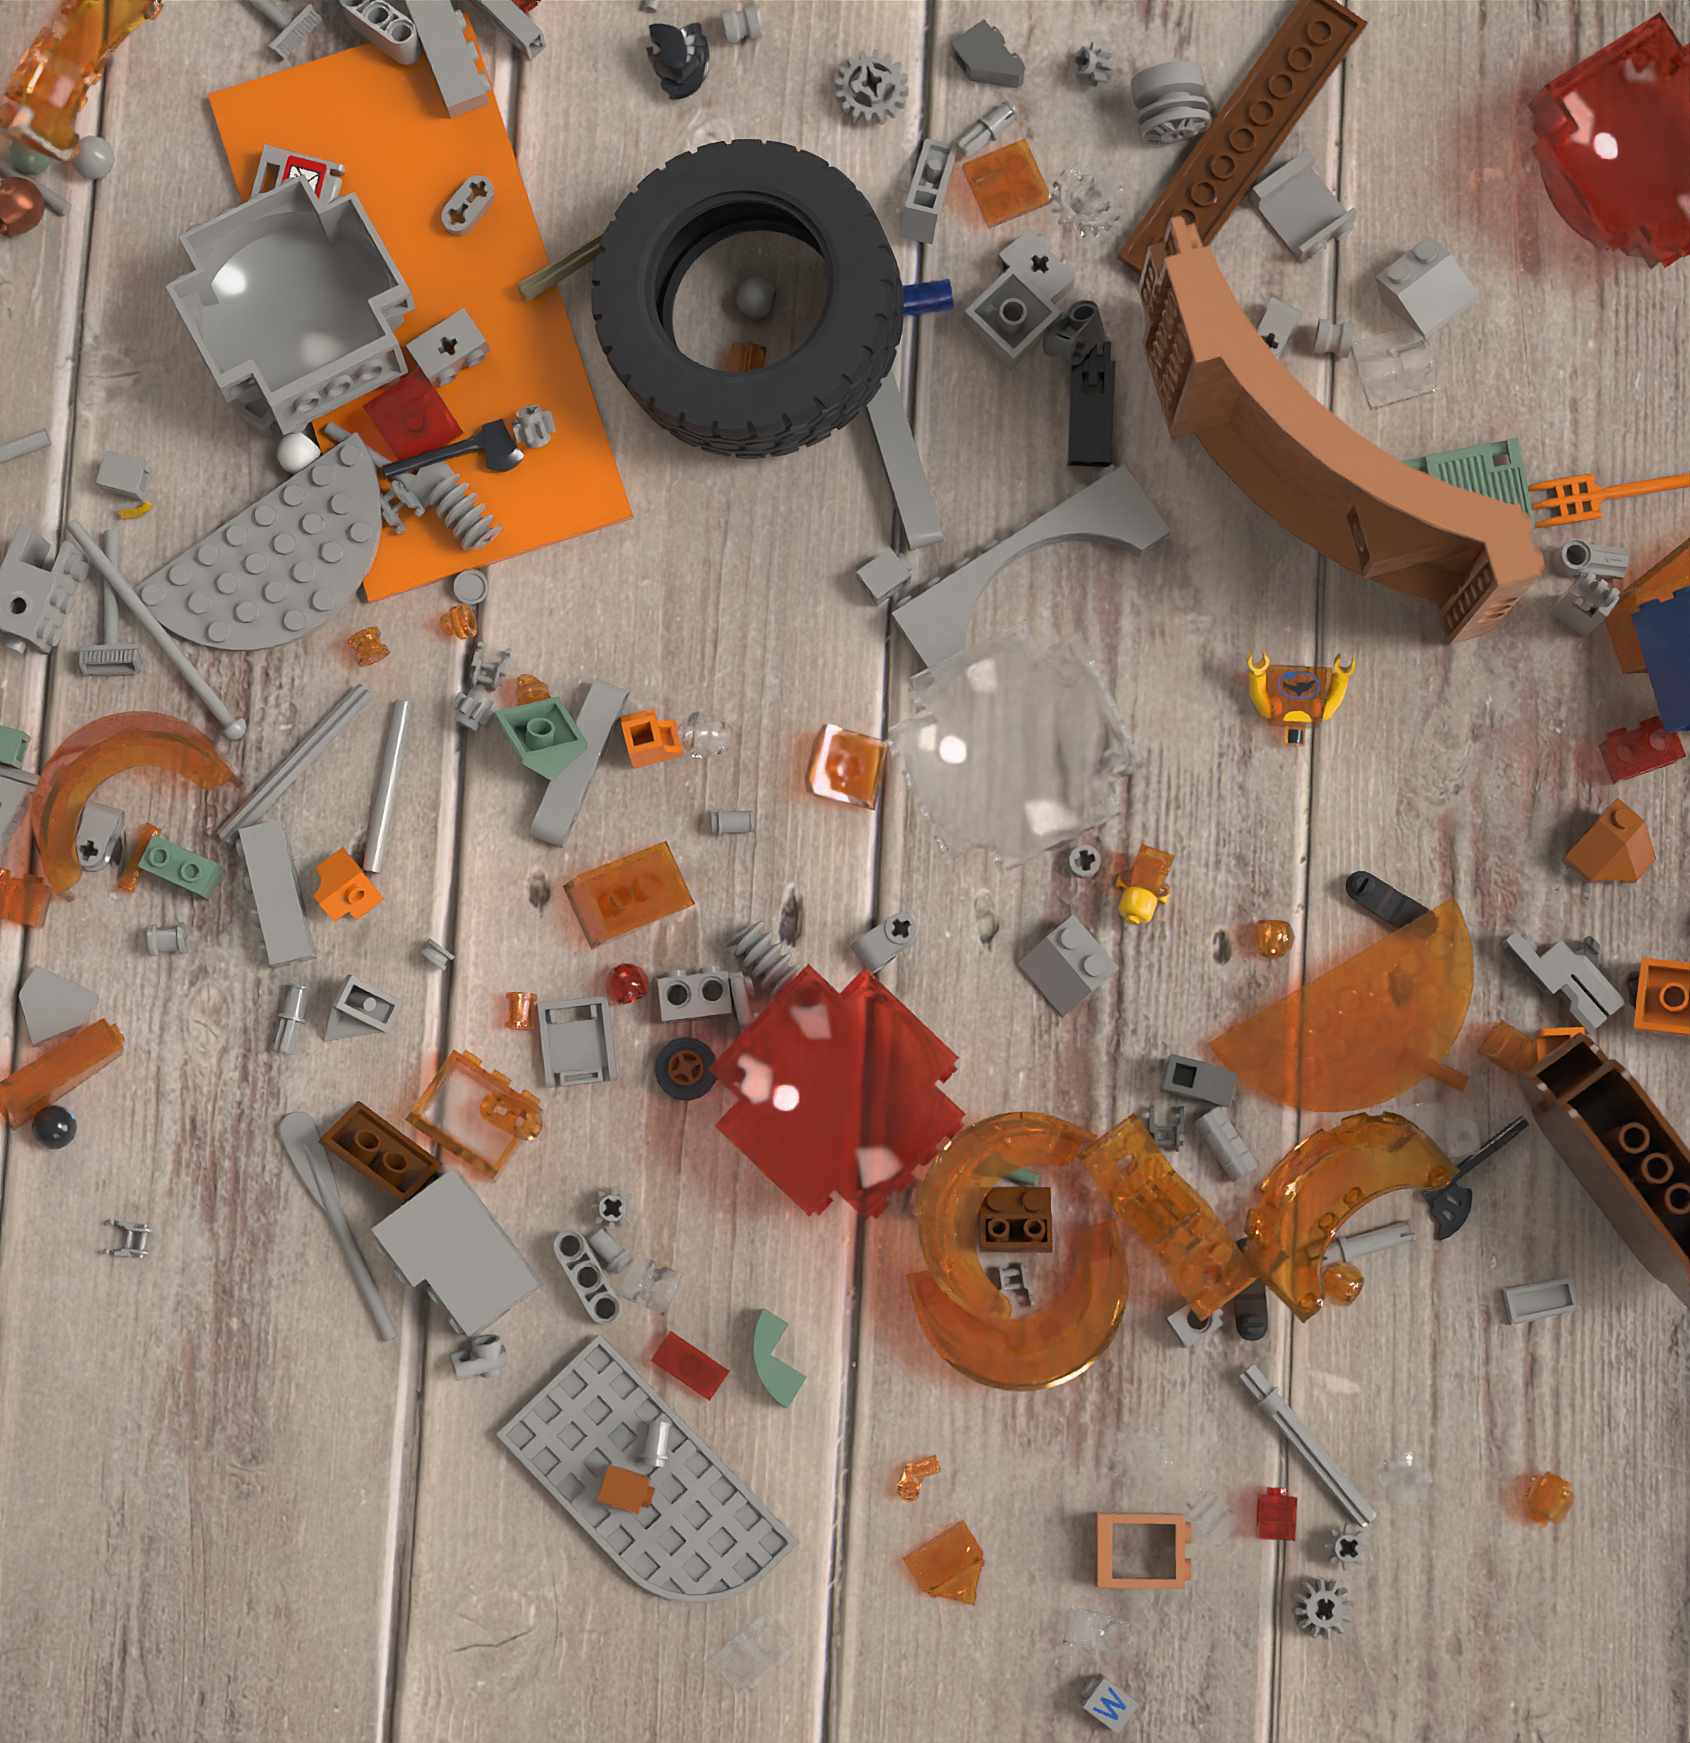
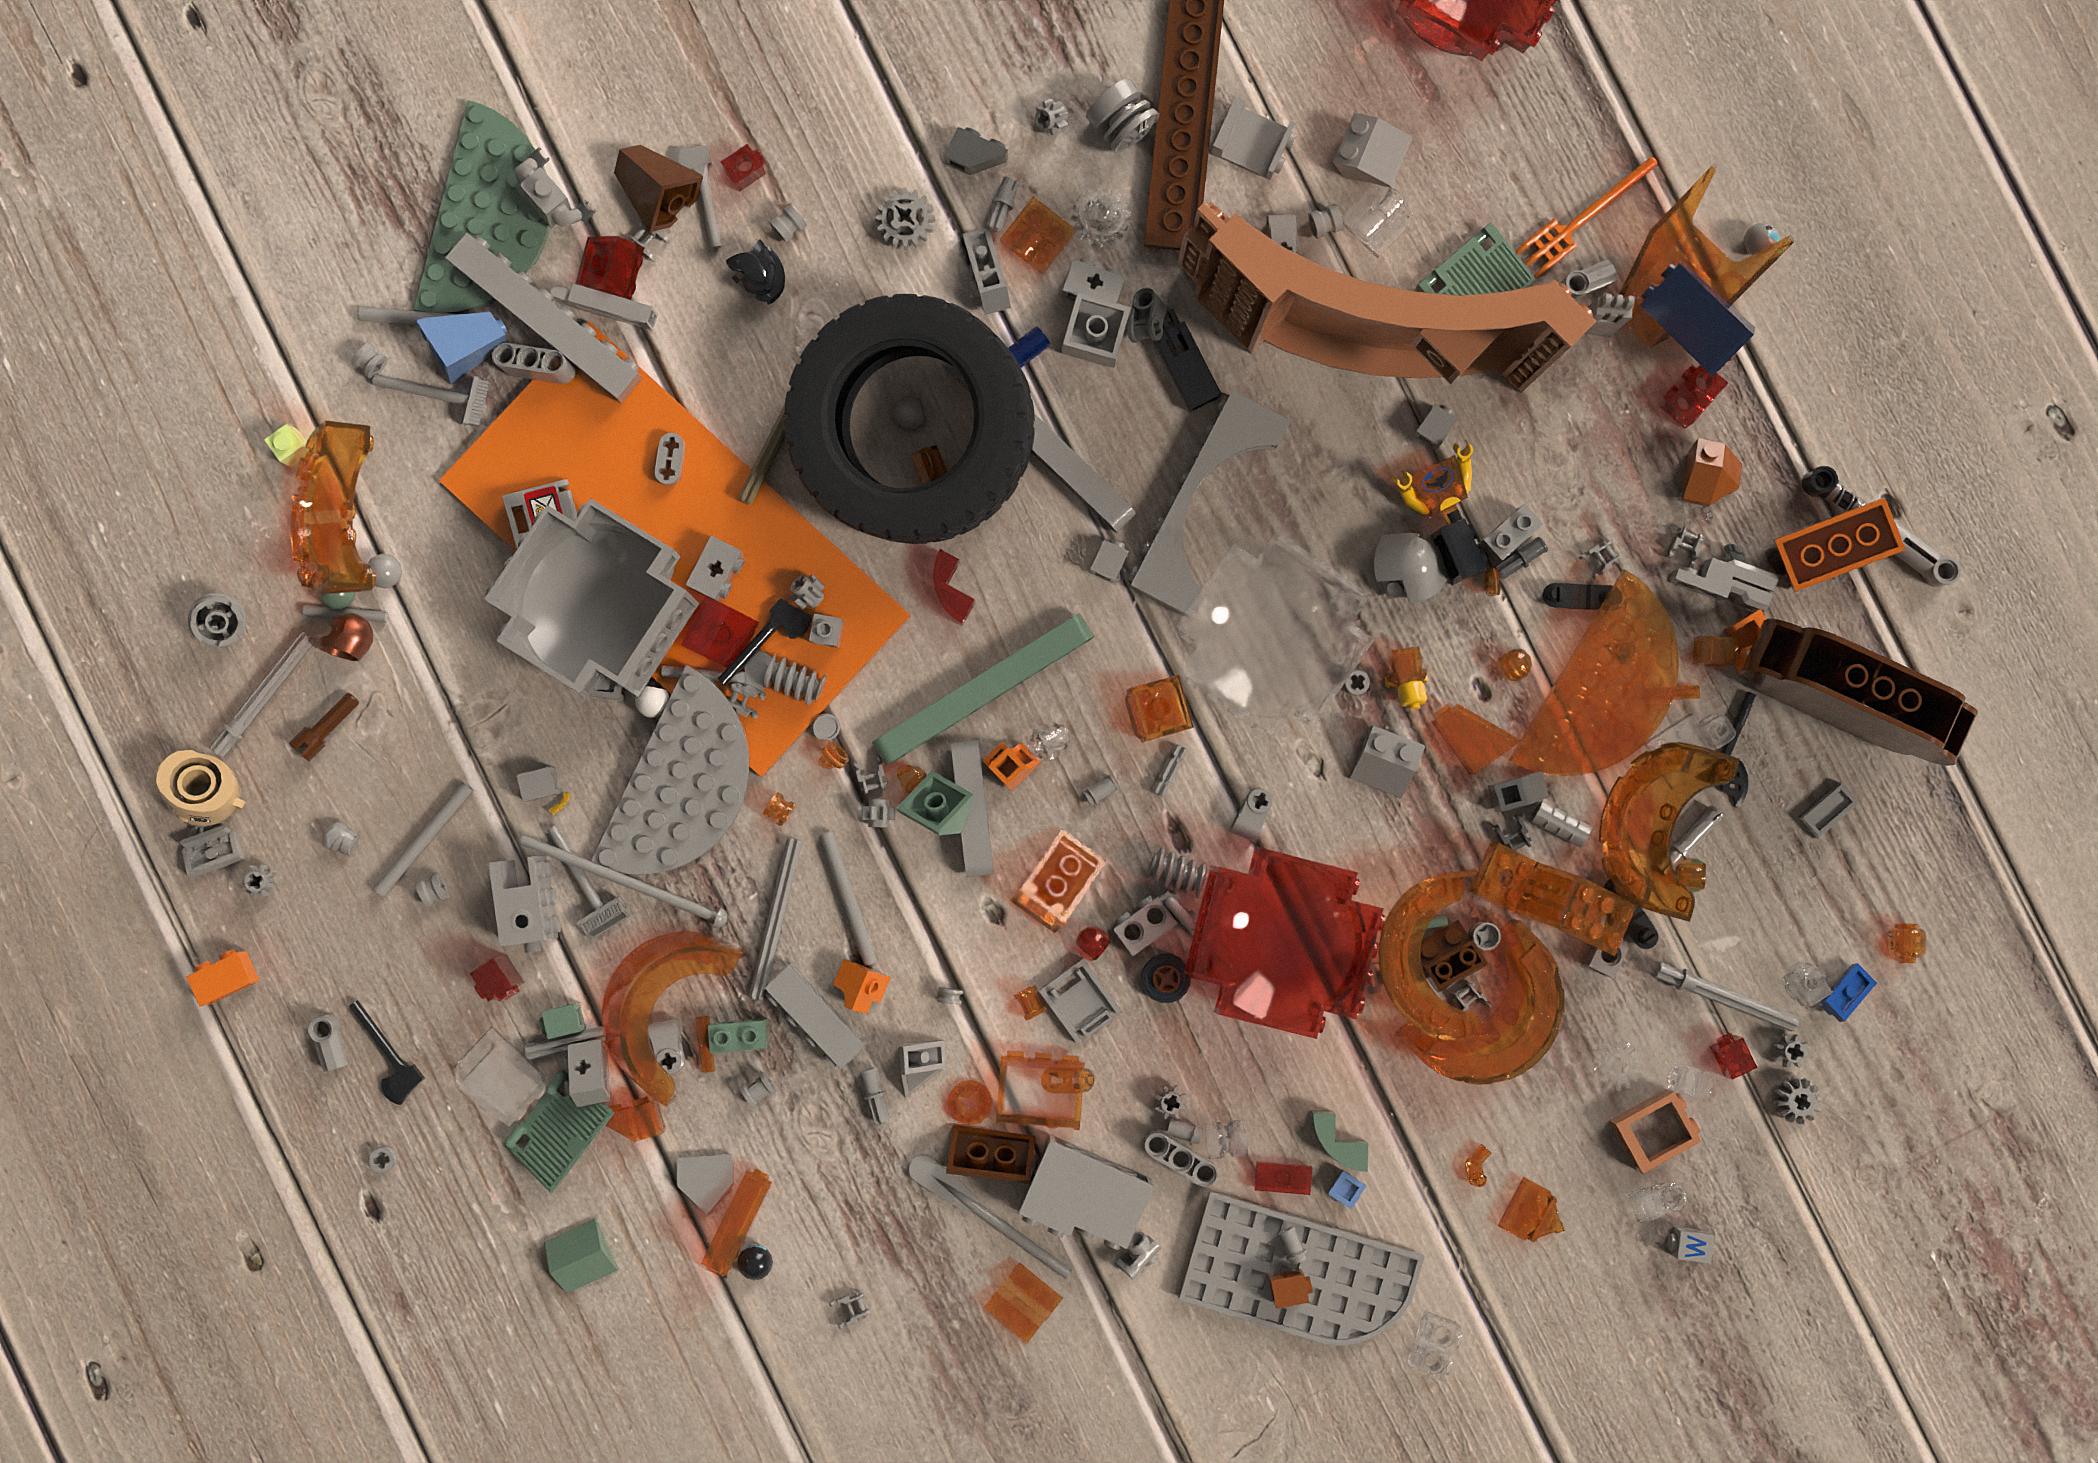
camera: 35 degrees left, 5 degrees up
(321, 1341) = (1022, 1303): none -> clear orange slope
(407, 1088) = (982, 1100): none -> clear orange gear
(530, 480) = (827, 631): none -> light grey brick
(665, 639) = (982, 689): none -> sand green beam
(688, 527) = (952, 600): none -> clear red brick
(754, 1418) = (1346, 1189): none -> medium blue plate
(821, 842) = (1169, 770): none -> light grey axle
(1074, 1220) = (1489, 937): none -> light grey wheel
(1179, 992) = (1472, 737): none -> clear orange slope
(1212, 763) = (1409, 567): none -> light grey brick
(1280, 777) = (1460, 551): none -> black slope
(1298, 832) = (1492, 582): none -> clear orange tile
(1330, 627) = (1435, 426): none -> light grey brick
(1346, 825) = (1521, 557): none -> dark grey axle
(1348, 790) = (1510, 534): none -> light grey brick
(1435, 863) = (1606, 566): none -> light grey piece
(1448, 1517) = (1848, 992): none -> blue plate
(1534, 905) = (1695, 549): none -> light grey piece

